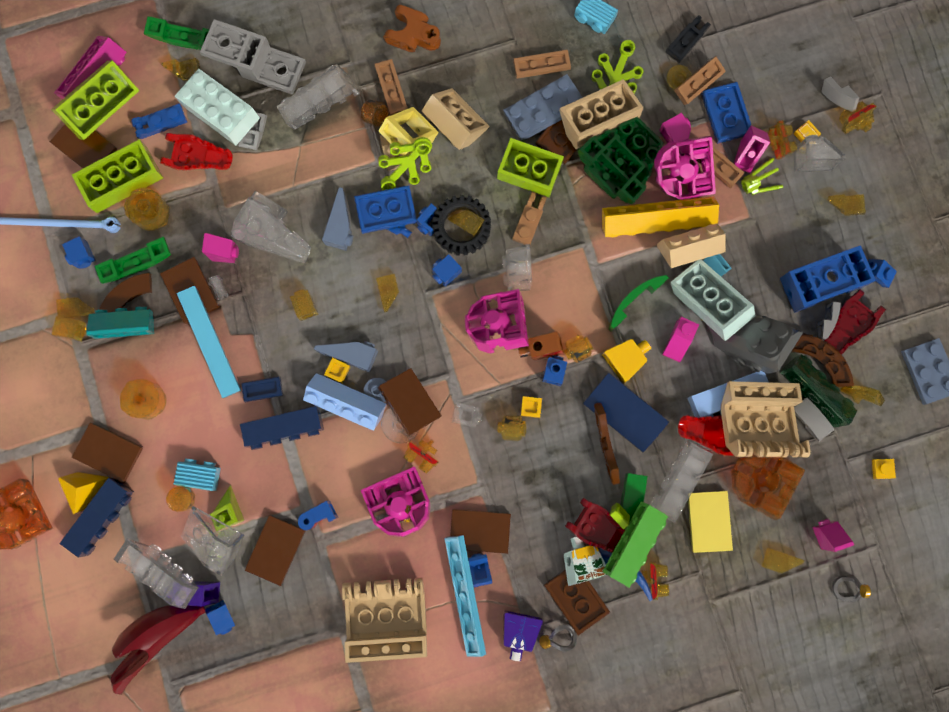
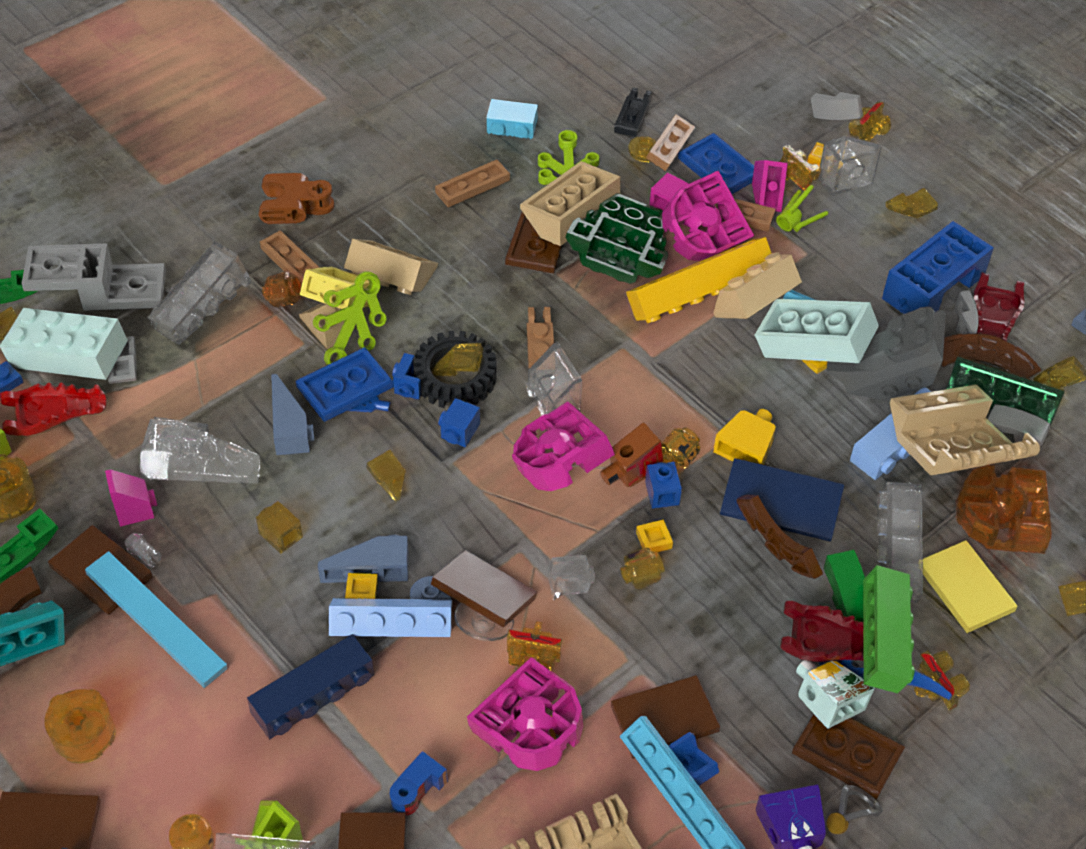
camera: 25 degrees left, 30 degrees down
(196, 475) = (209, 796): medium azure brick -> none
(262, 389) = (259, 654): dark blue tile -> none
(530, 167) = (513, 280): lime brick -> none
(541, 108) = (493, 224): sand blue plate -> none
(620, 515) = (847, 607): lime tile -> none
(651, 285) = (731, 354): green slope -> none
(680, 339) = (802, 394): dark pink slope -> none
(705, 431) = (904, 470): red animal -> none
(882, 272) = (1001, 253): blue bracket -> none

